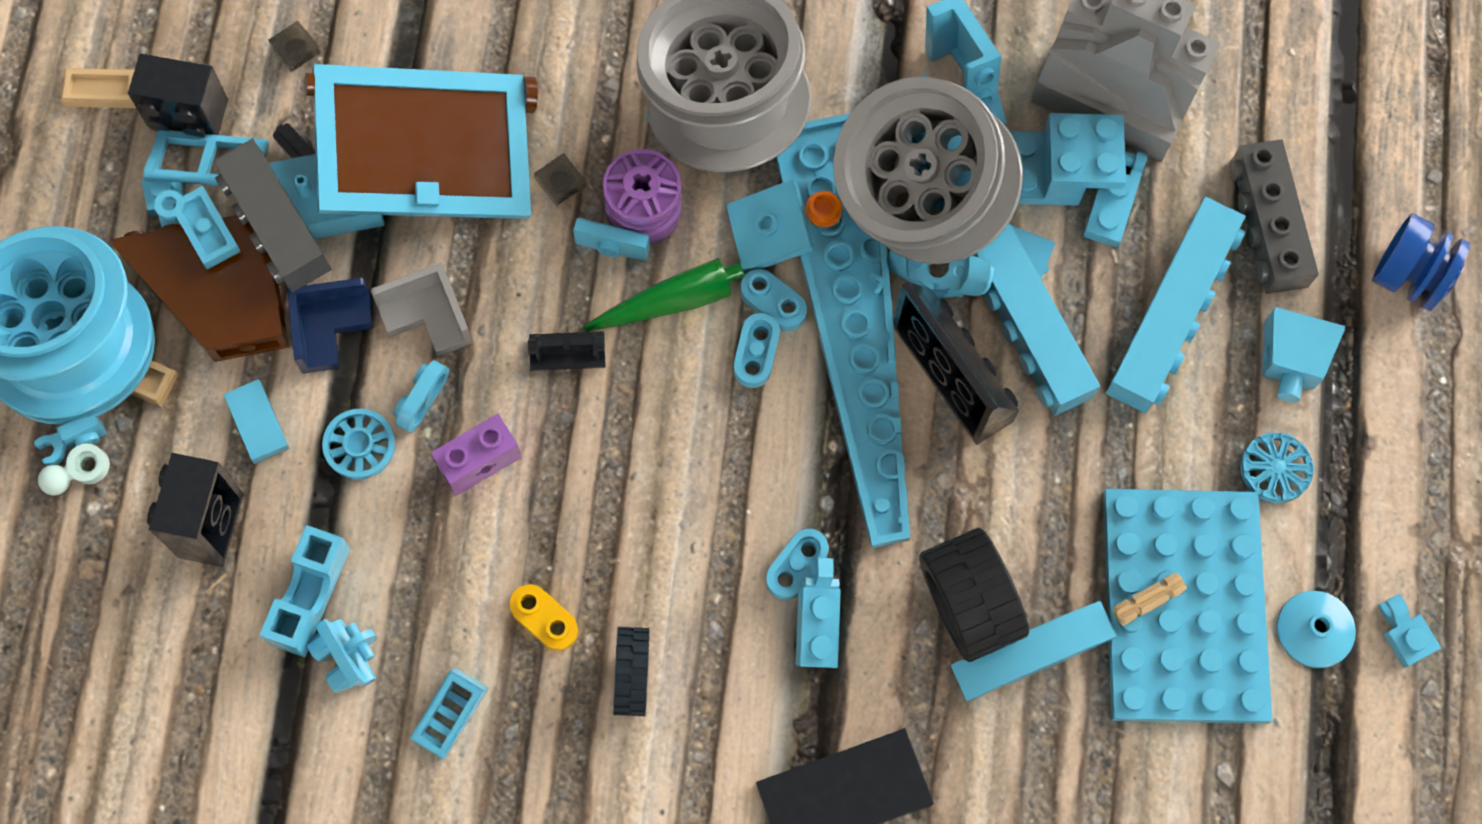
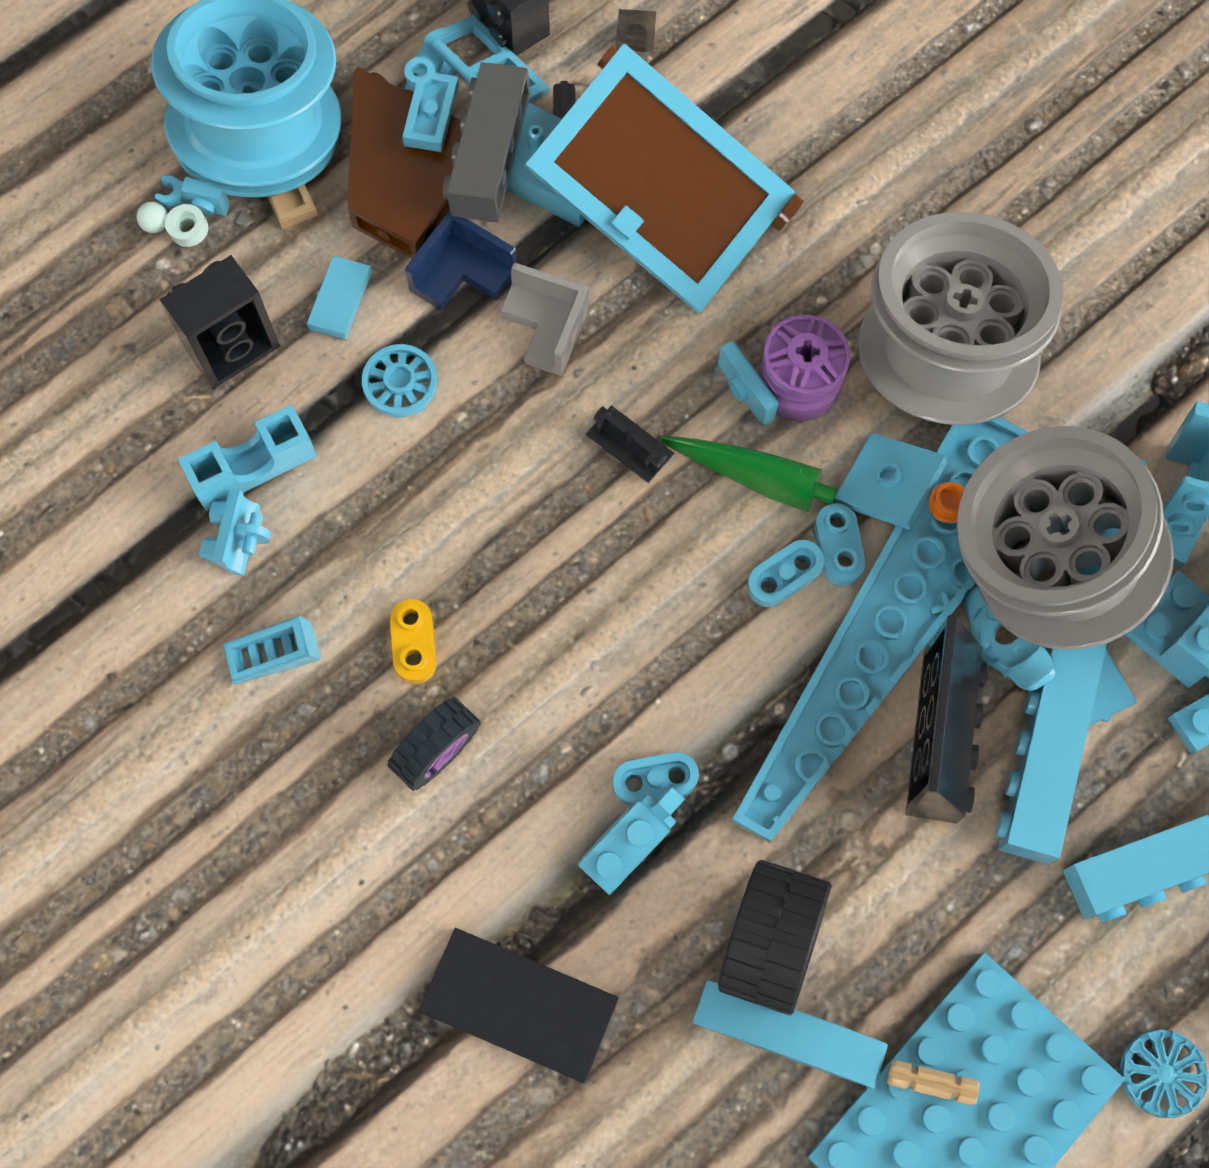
camera: 45 degrees right, 0 degrees up
(428, 384) = (479, 383): medium azure plate -> none
(476, 454) = (478, 464): medium lavender brick -> none
(560, 179) = (750, 301): clear smoke plate -> none

